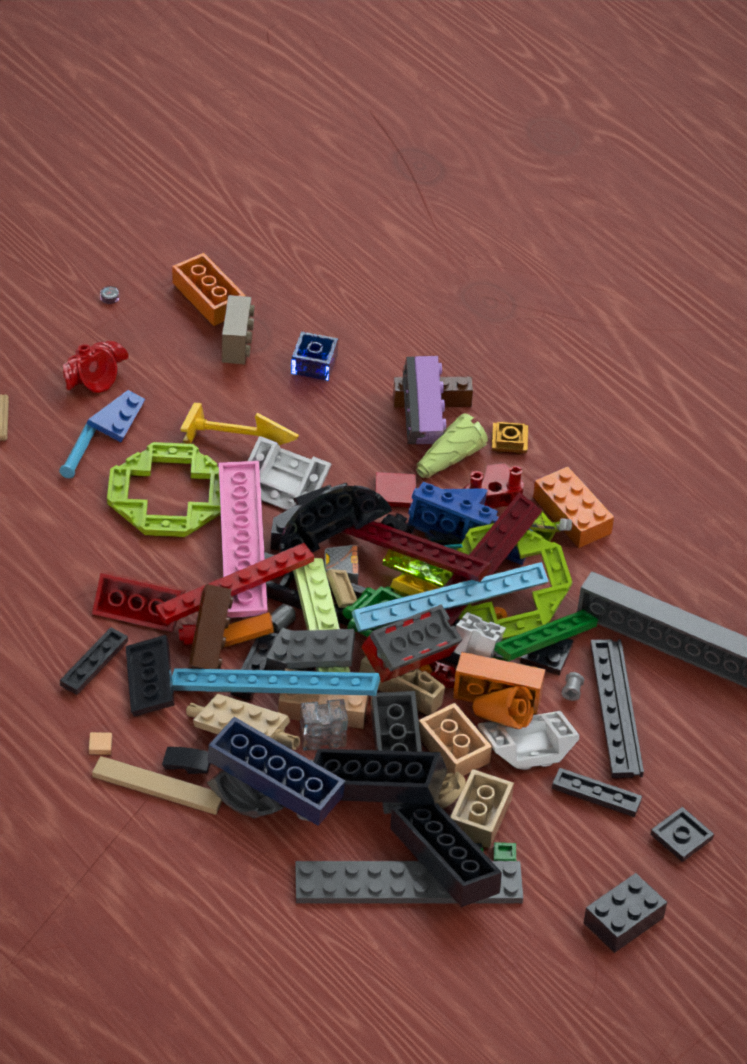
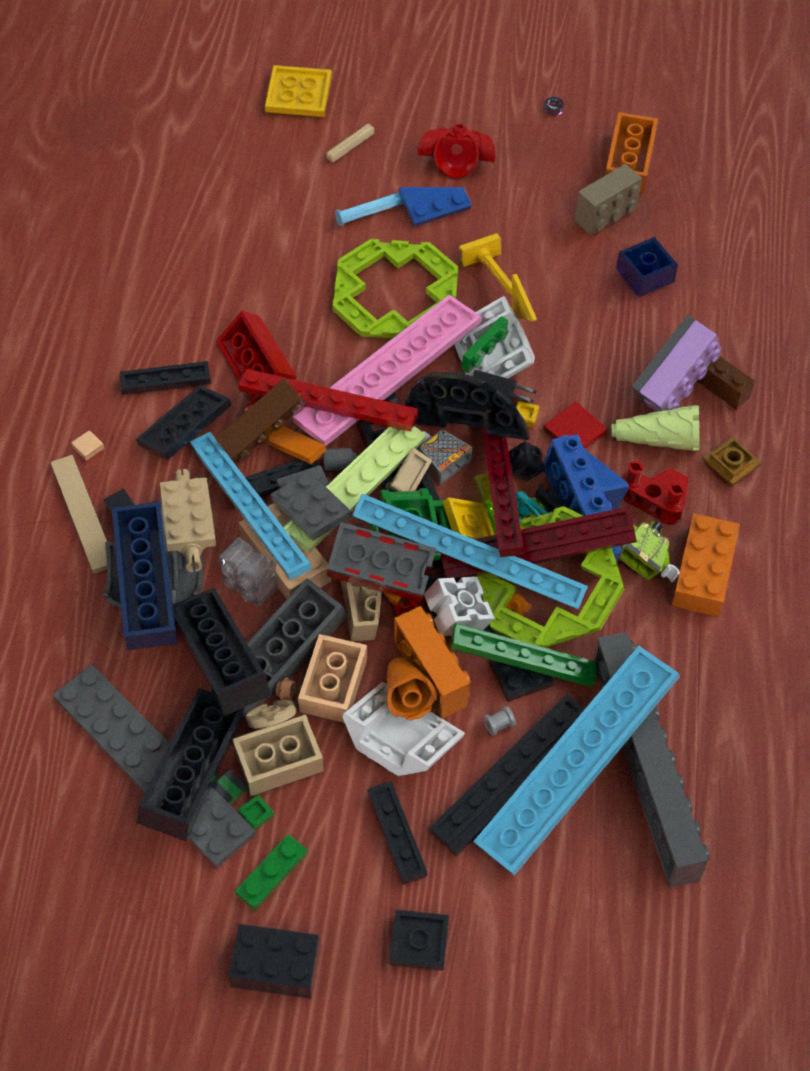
camera: 50 degrees right, 10 degrees up
(283, 477) = (485, 345): none -> green plate
(556, 875) = (271, 872): none -> green plate
(651, 663) = (576, 760): none -> medium azure plate

